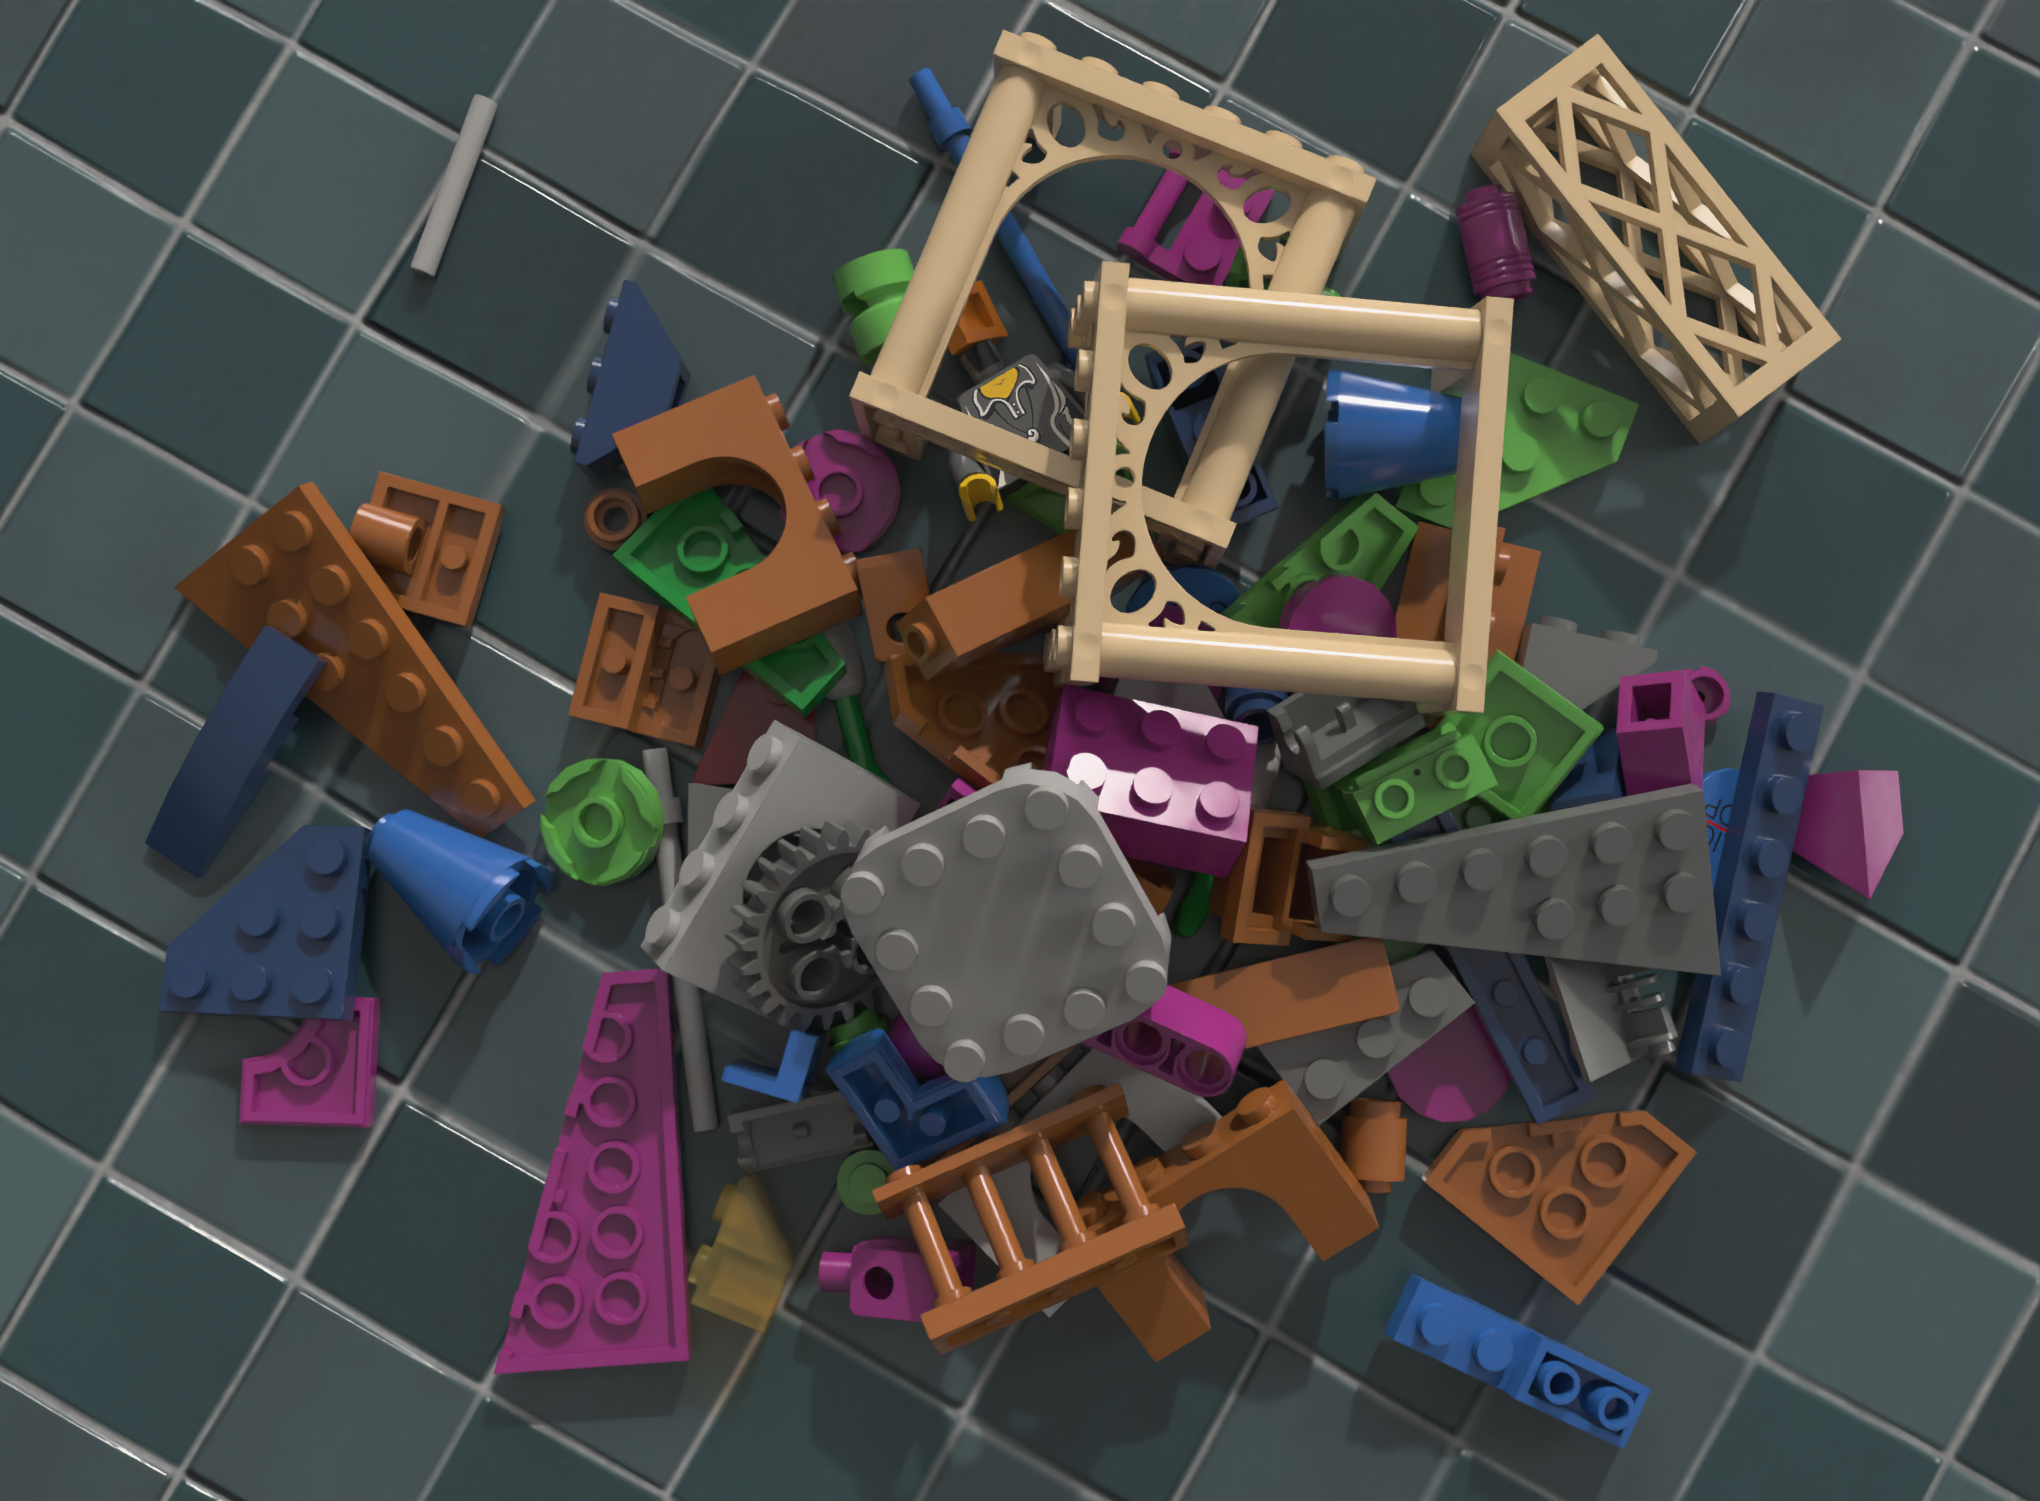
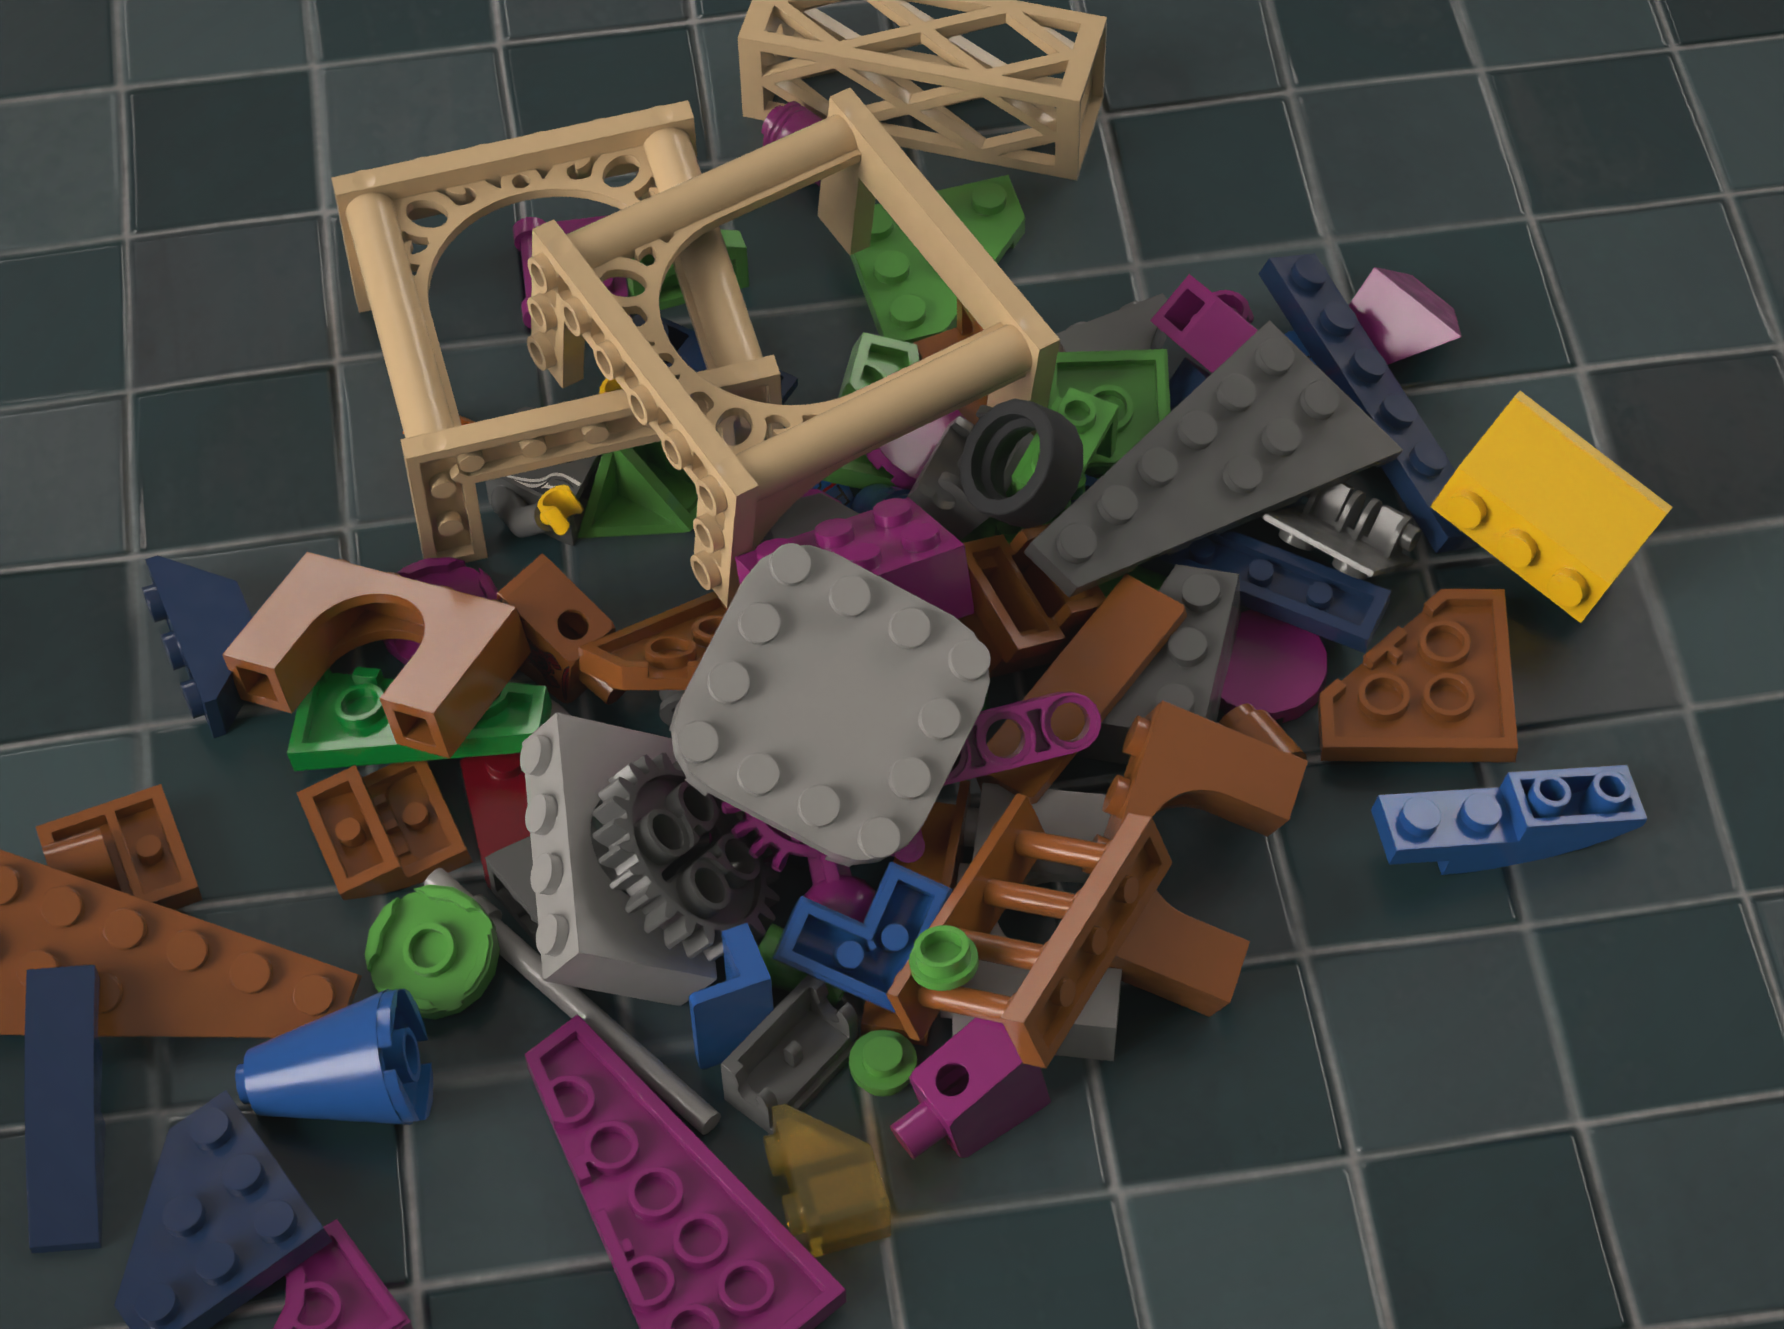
camera: 35 degrees left, 30 degrees down
(602, 506) = (258, 730): dark orange plate -> none
(872, 293) = (365, 457): bright green wheel -> none
(932, 1206) = (943, 958): none -> bright green plate
(952, 133) = (331, 331): blue bar -> none
(998, 606) = (638, 549): dark orange slope -> none
(1386, 435) = (841, 285): blue cone -> none
(1403, 804) = (988, 452): none -> black tyre
(1790, 1133) = (1550, 506): none -> yellow slope

